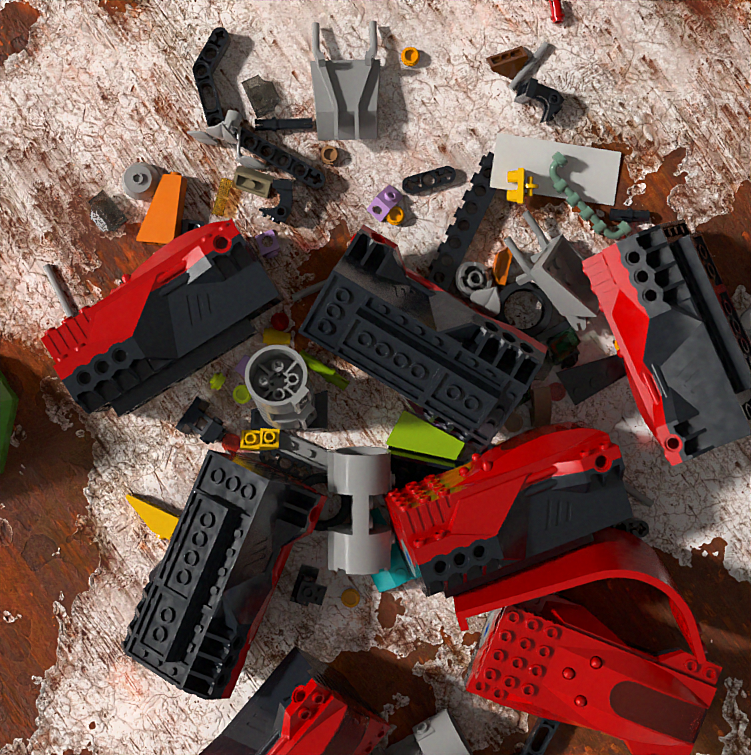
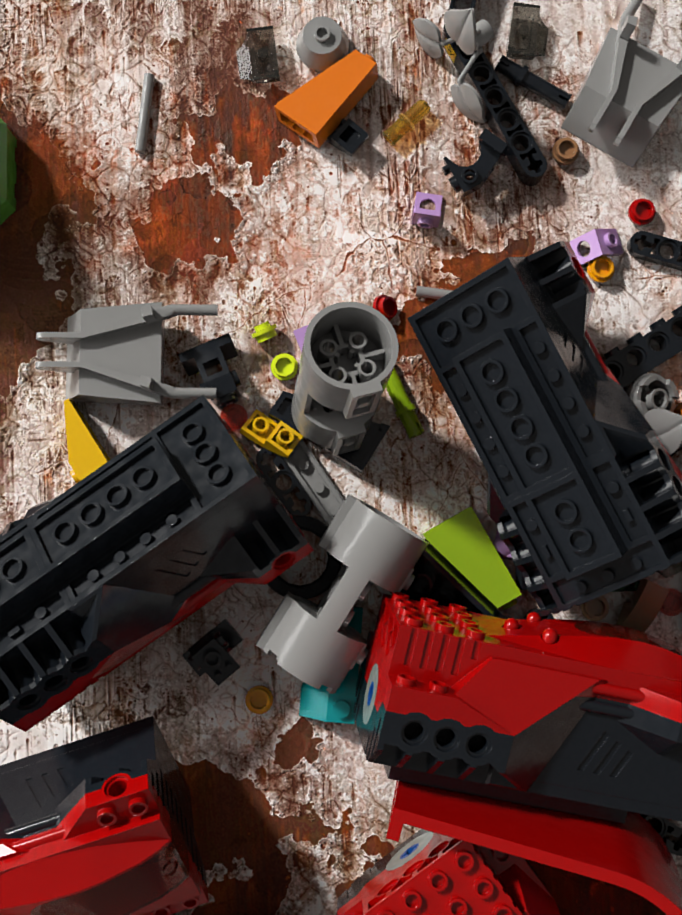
camera: 30 degrees right, 5 degrees down
(141, 448) = (119, 354): none -> light grey piece
(164, 320) = (248, 206): black piece -> none
(252, 181) = (453, 127): dark tan slope -> none
(398, 164) = (641, 212): none -> red plate

